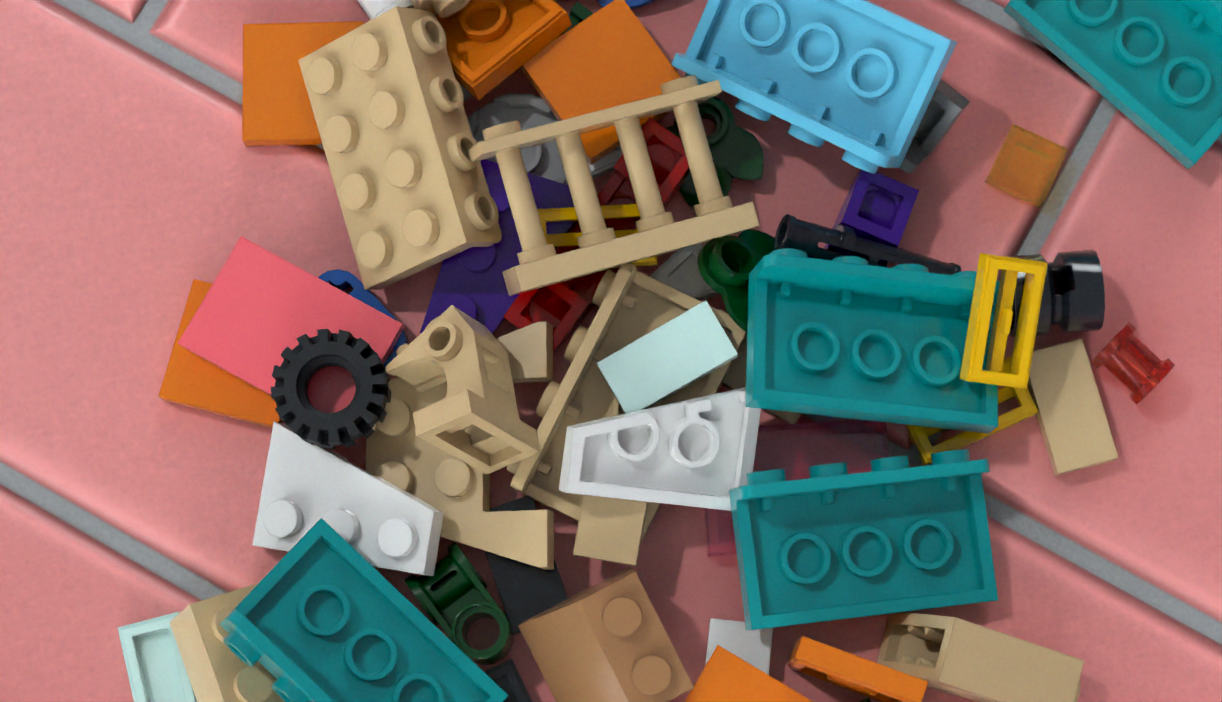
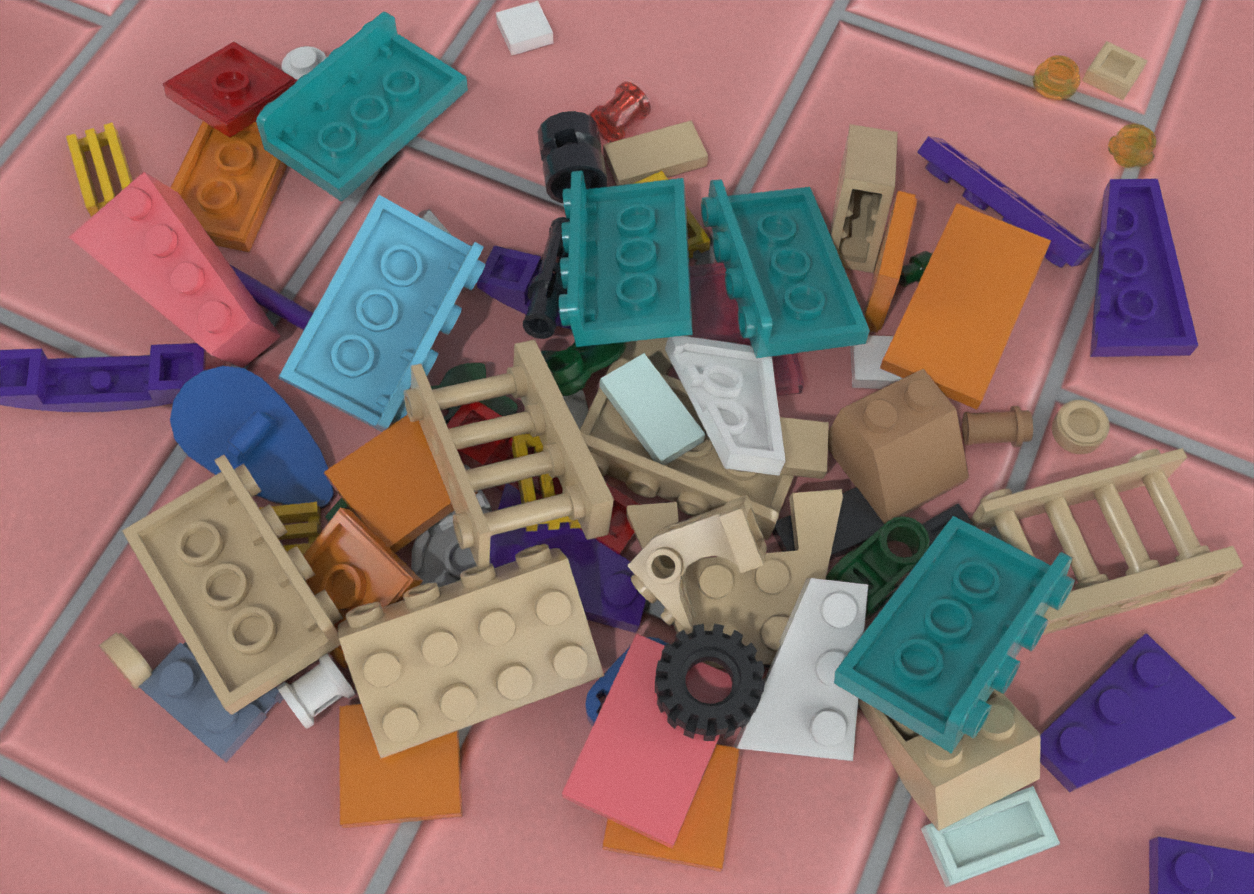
camera: 100 degrees left, 15 degrees down
(980, 319) = (603, 168): yellow tile -> none
(1026, 165) = (467, 187): clear yellow tile -> none

